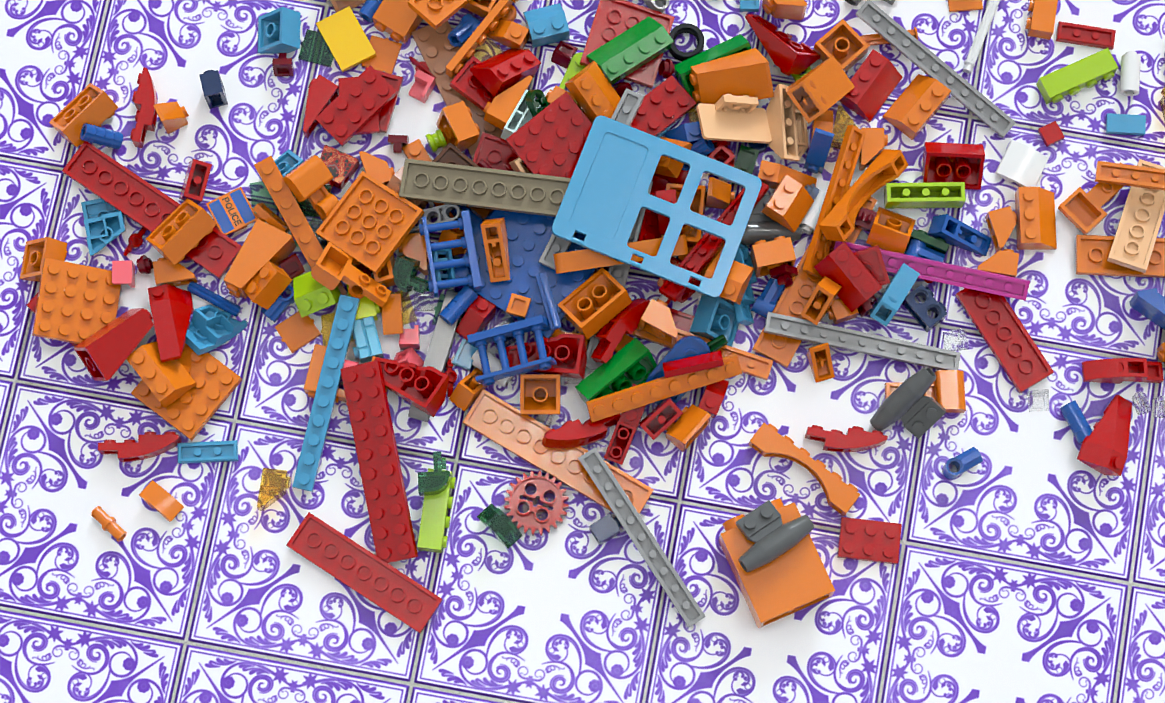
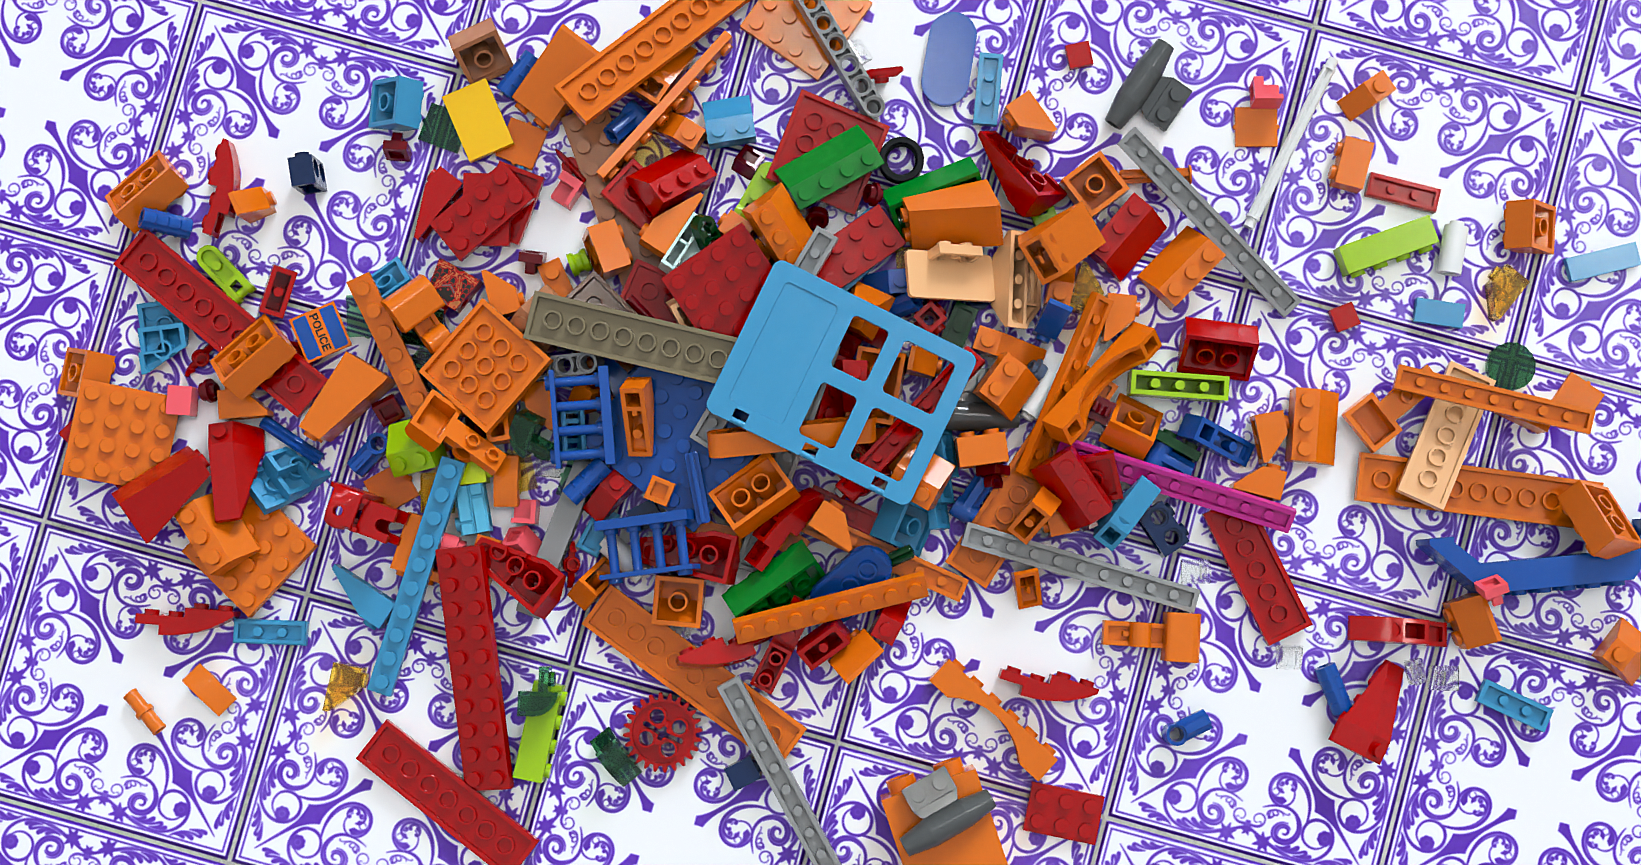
camera: 10 degrees right, 10 degrees up
(150, 171) = (224, 273): none -> lime plate
(265, 214) = (365, 343): orange plate -> none
(267, 285) = (354, 435): orange brick -> none
(288, 345) = (375, 514): none -> red piece
(289, 420) = (367, 600): none -> dark azure slope
(693, 364) = (868, 583): red tile -> none
(910, 404) = (1132, 654): dark grey plate -> none
(1021, 164) = (1303, 355): white slope -> none

